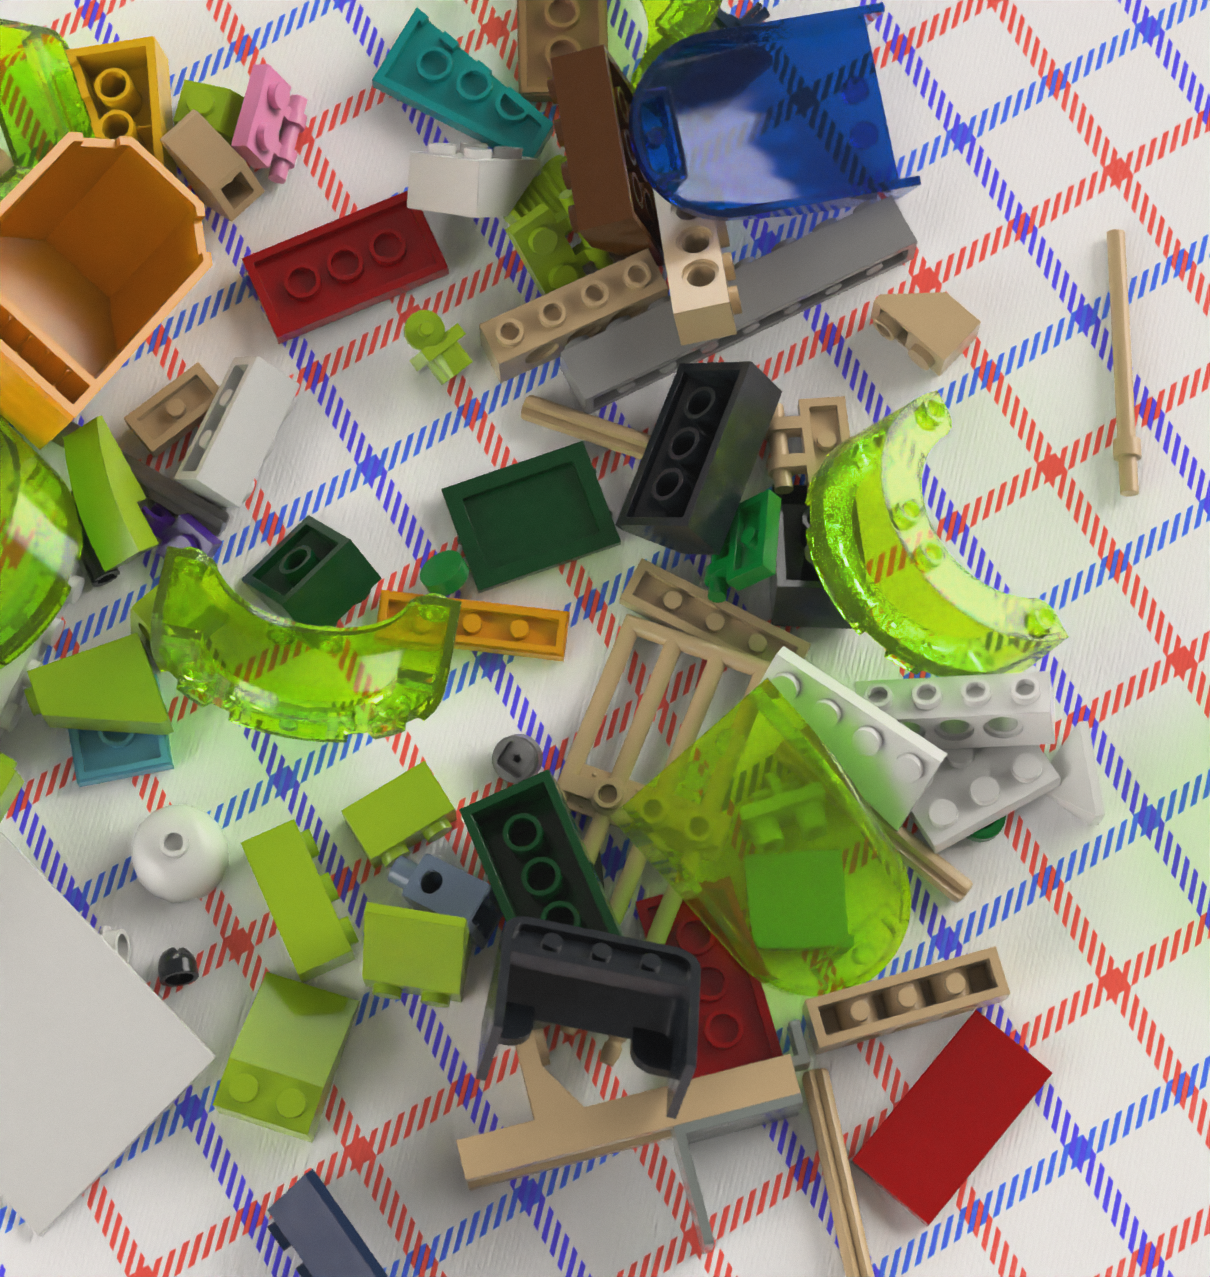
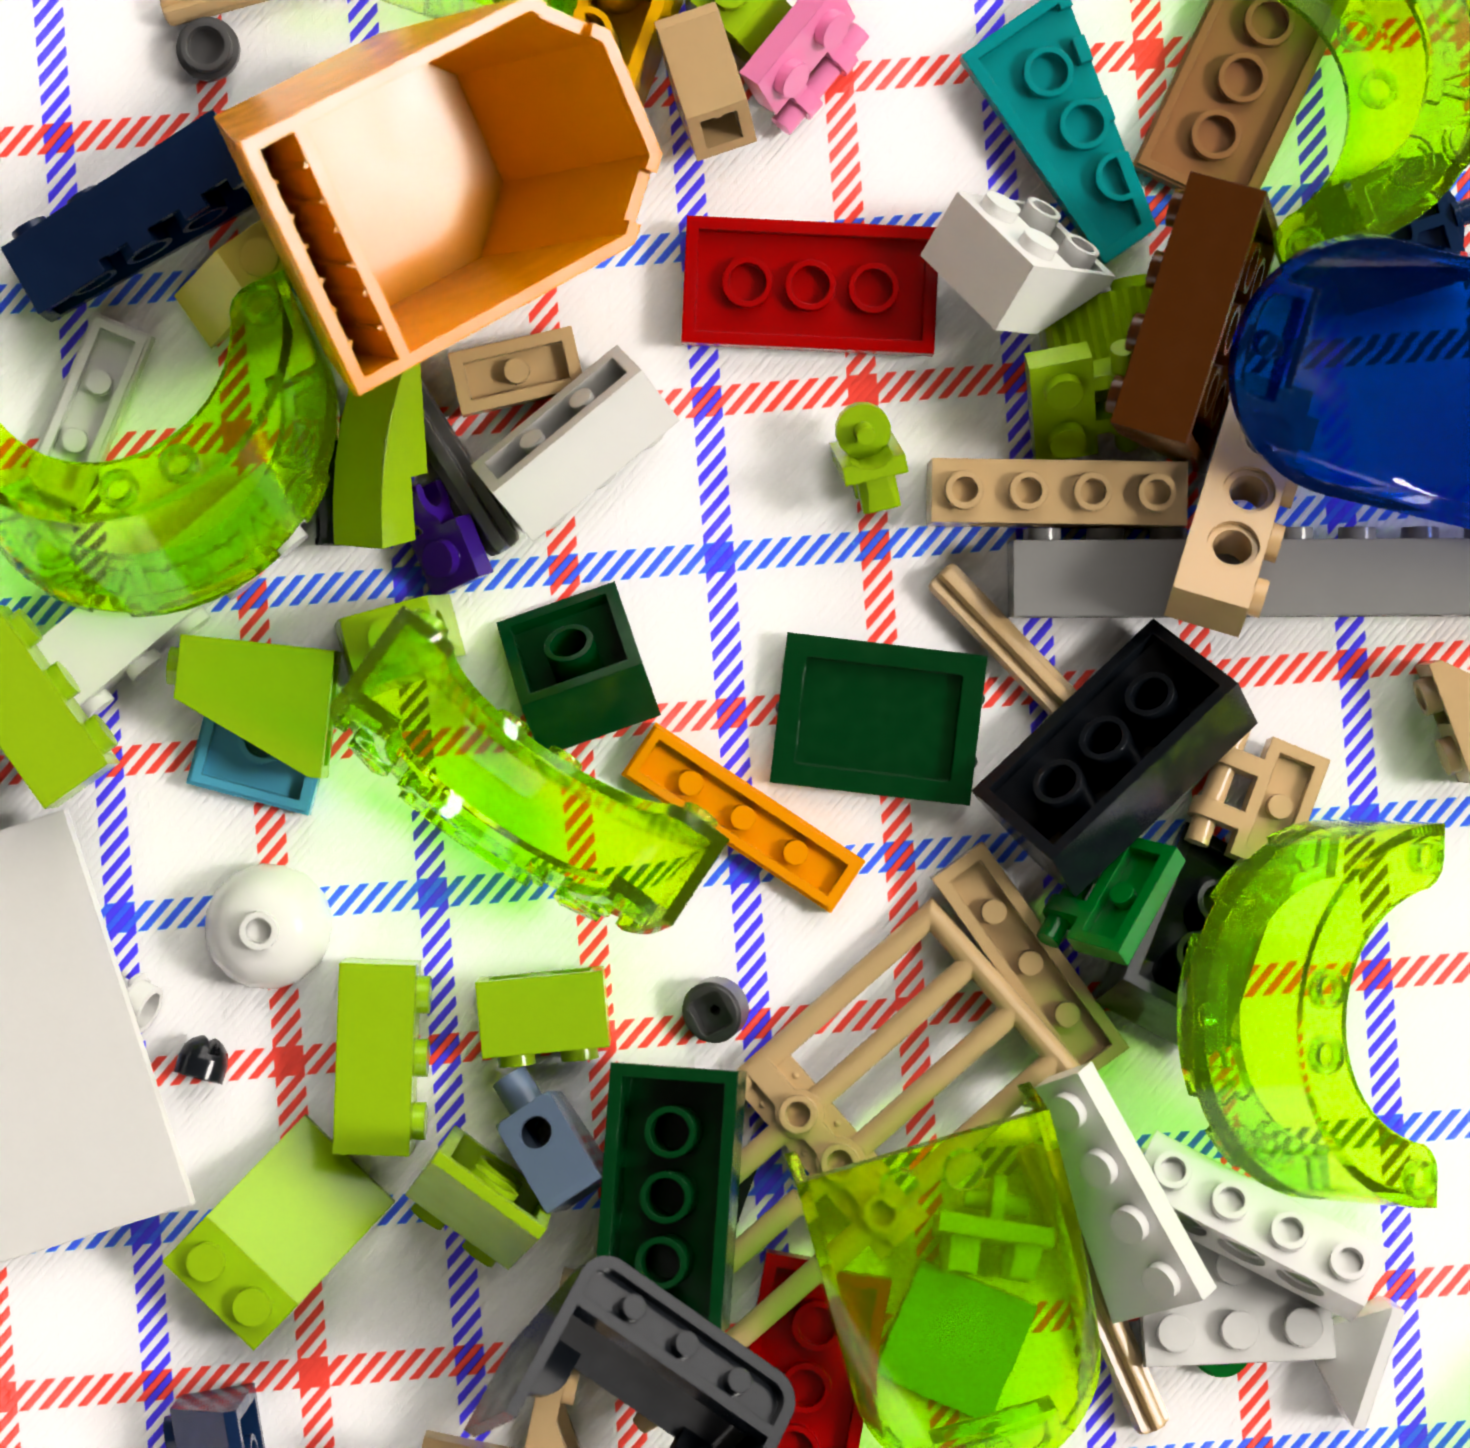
camera: 20 degrees right, 15 degrees up
(444, 573) = (739, 741): green tile -> none

